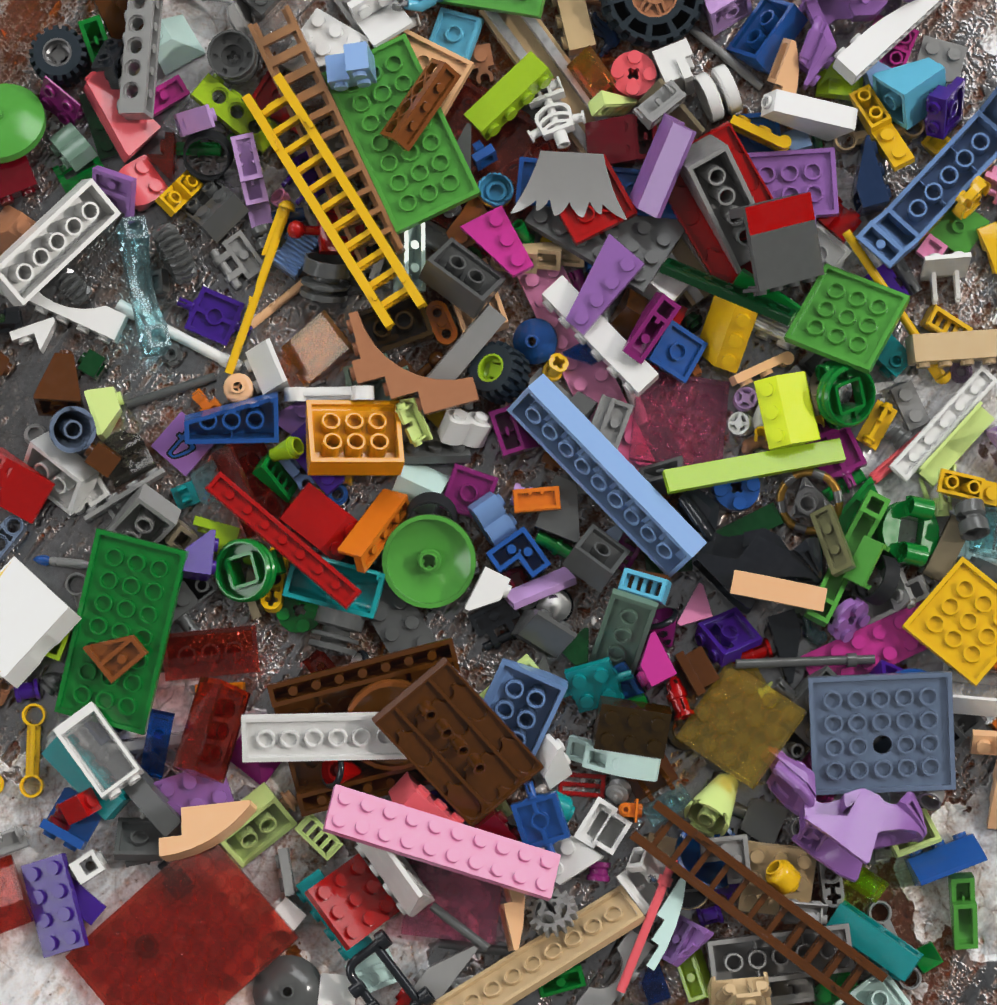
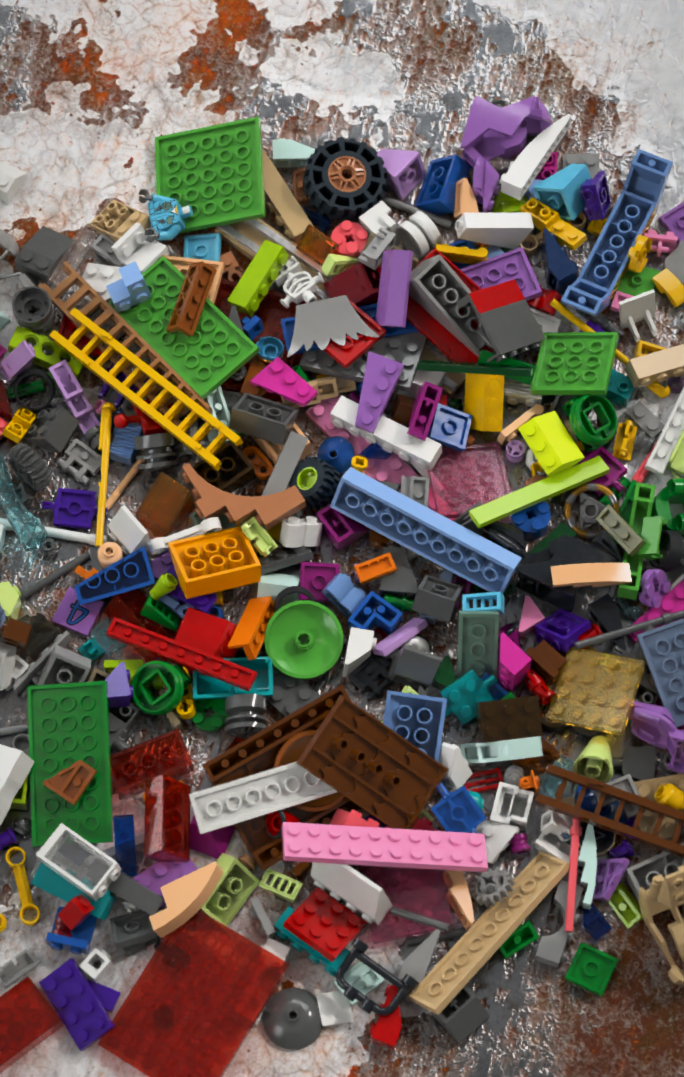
camera: 10 degrees left, 15 degrees down
(736, 422) = (514, 468): white wheel -> none

